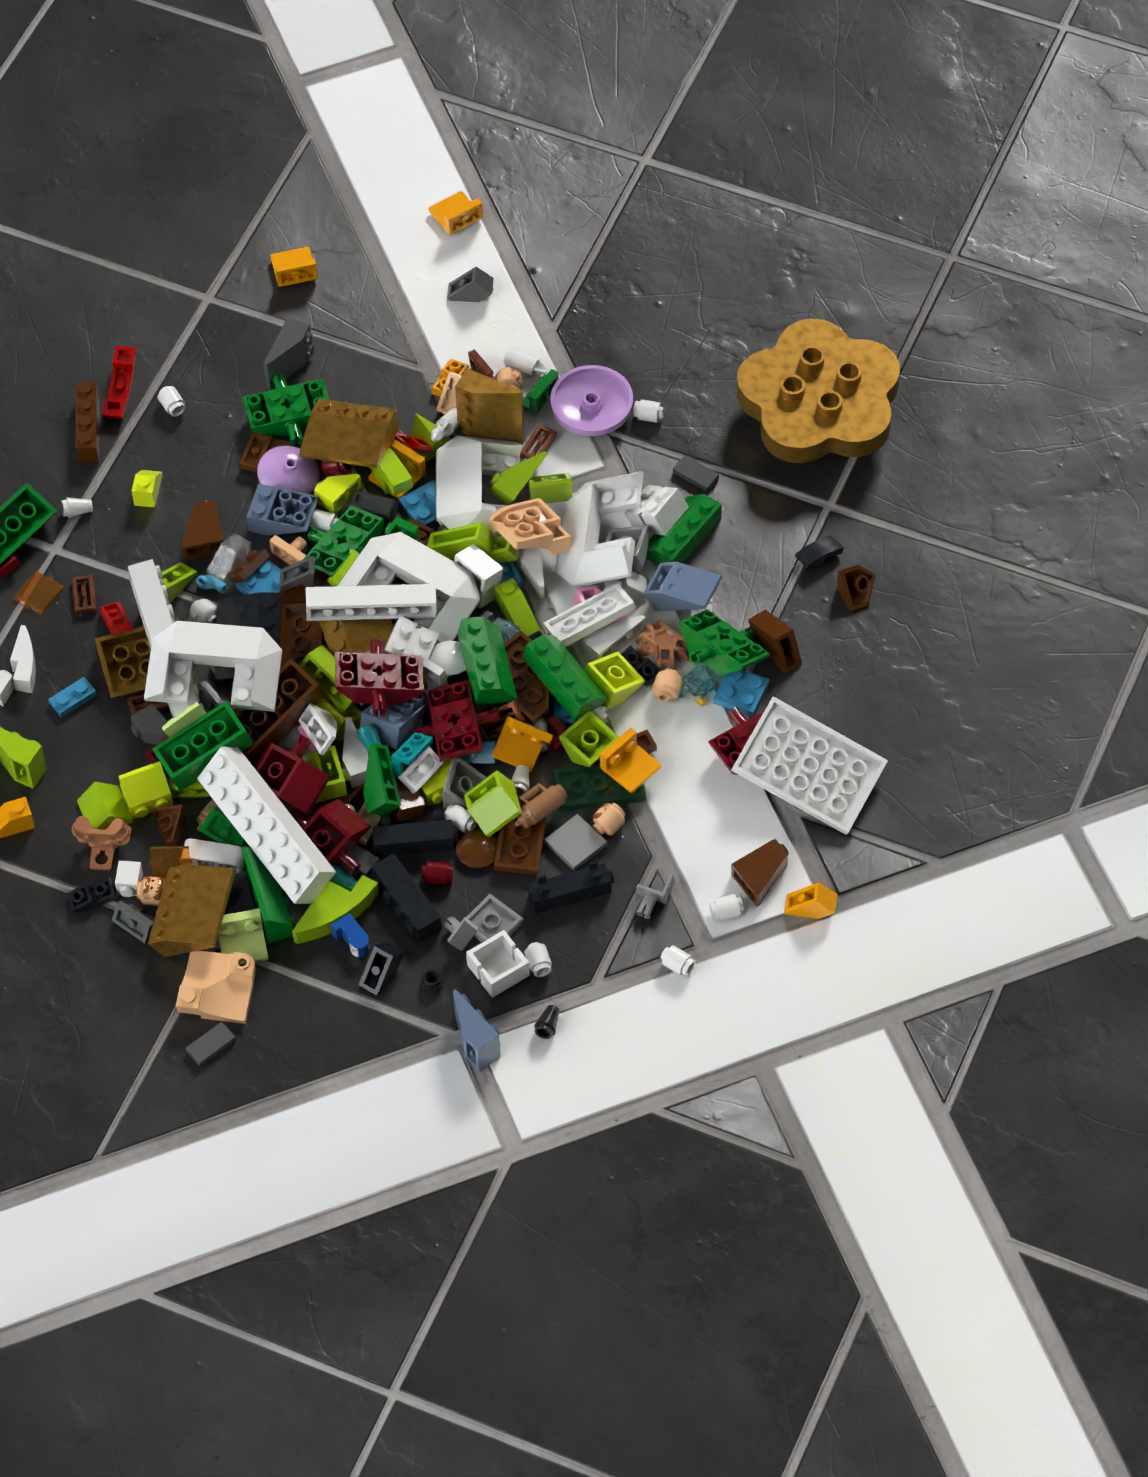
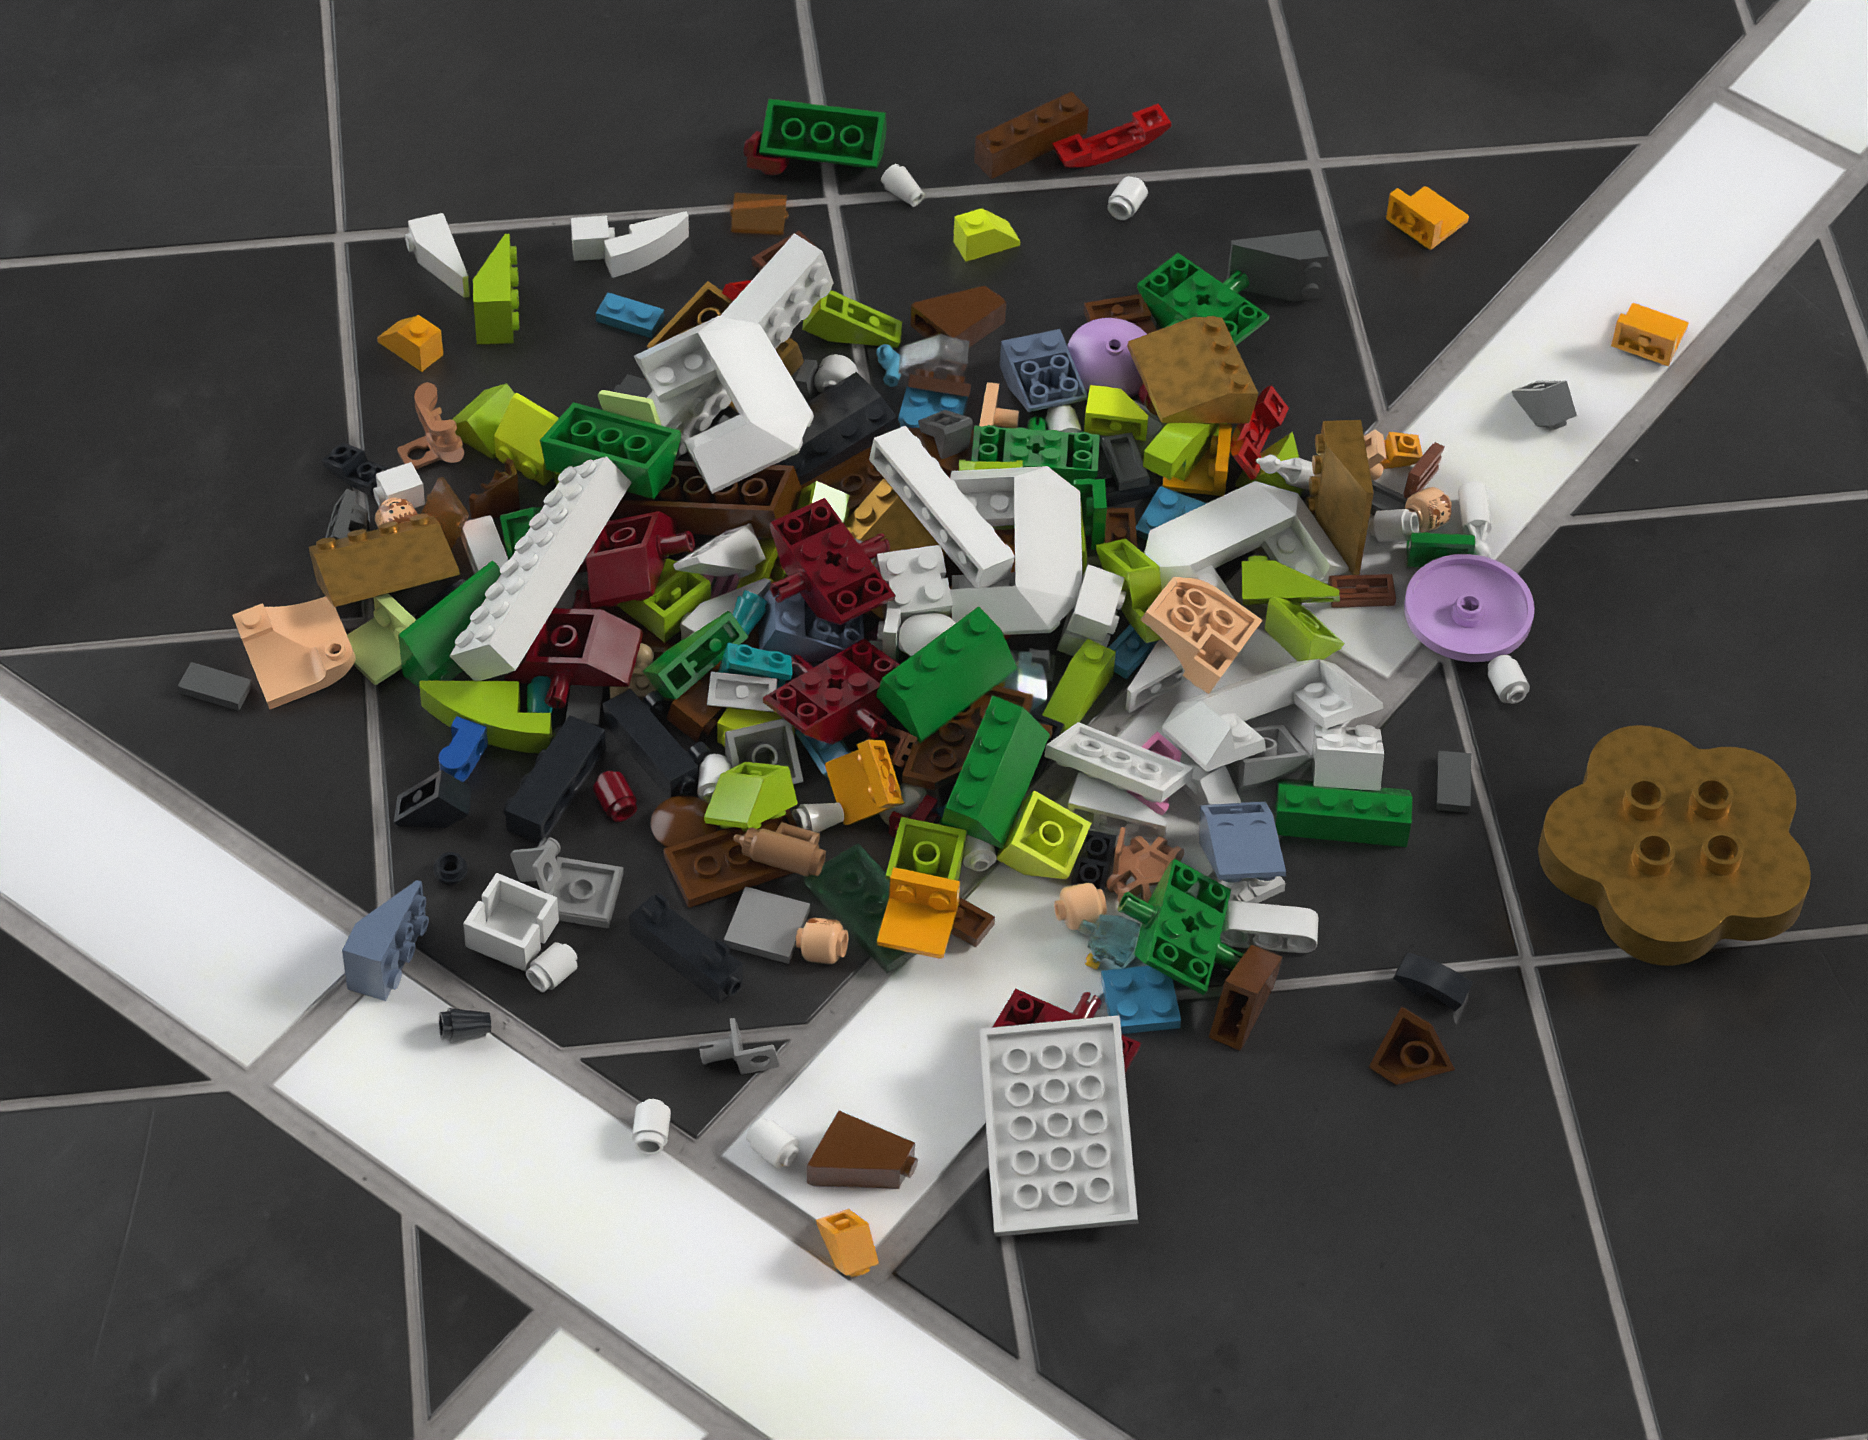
camera: 55 degrees right, 5 degrees down
(739, 603) = (1270, 927): none -> white beam

